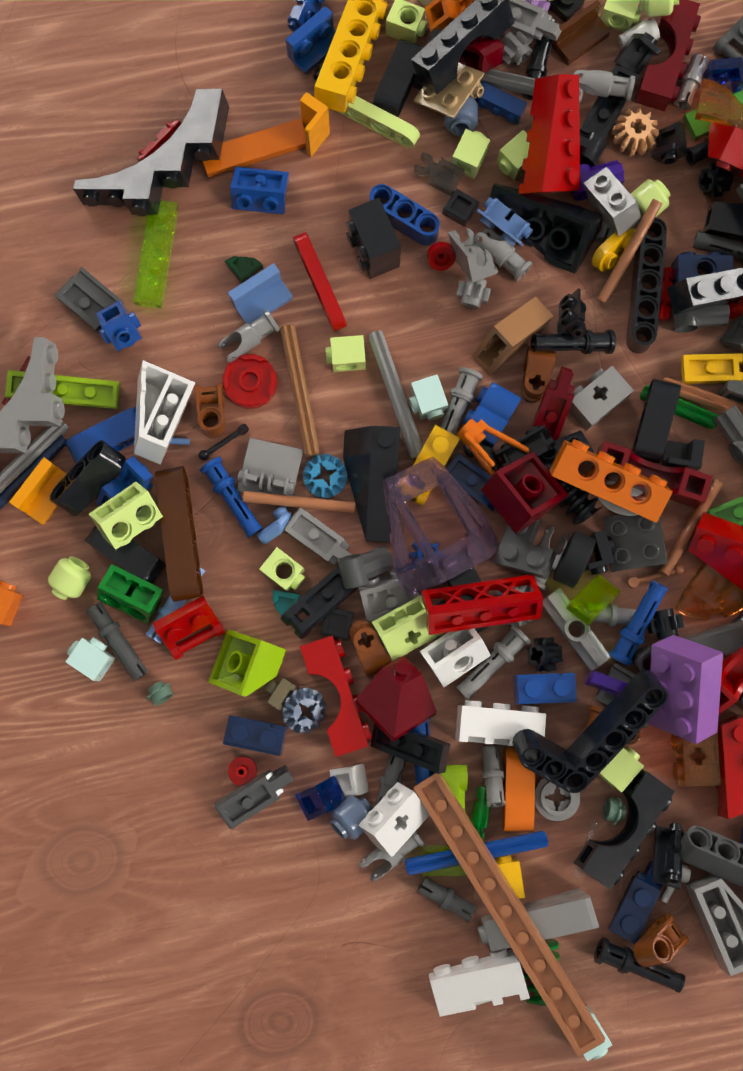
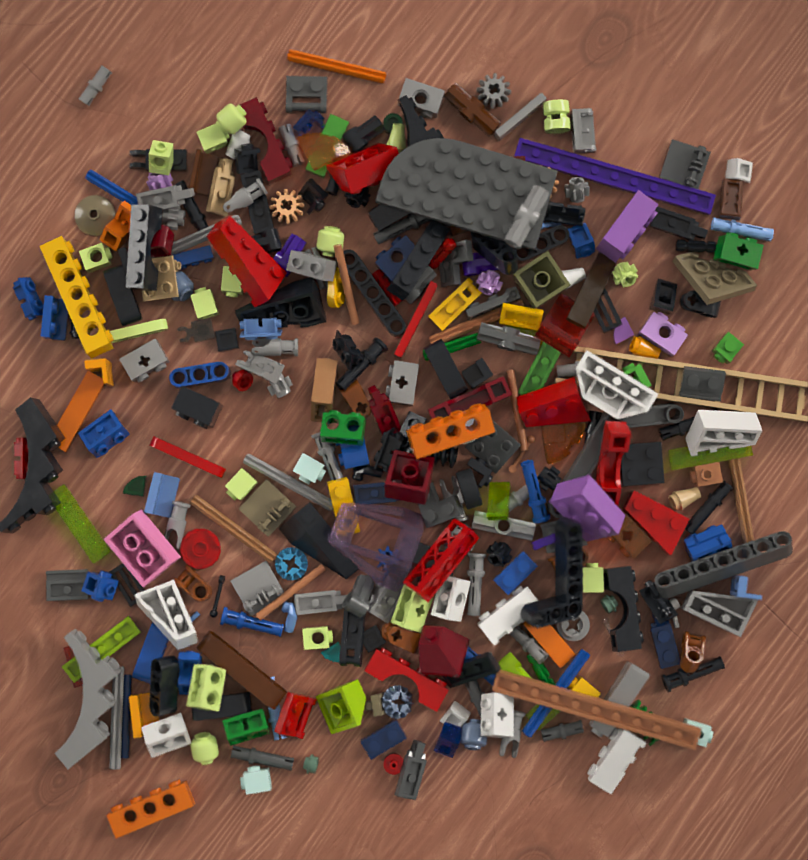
camera: 45 degrees left, 5 degrees up
(43, 529) = (166, 735): none -> white brick
(140, 343) = (127, 581): none -> black tile
(193, 325) = (142, 548): none -> bright pink brick
(352, 400) = (267, 507): none -> dark tan hinge
(354, 145) = (133, 361): none -> light grey brick
(473, 435) = (353, 471): orange plant -> none
(495, 387) = (341, 434): none -> green brick
(590, 57) = (221, 188): none -> tan hinge
(668, 348) = (415, 319): none -> red tile

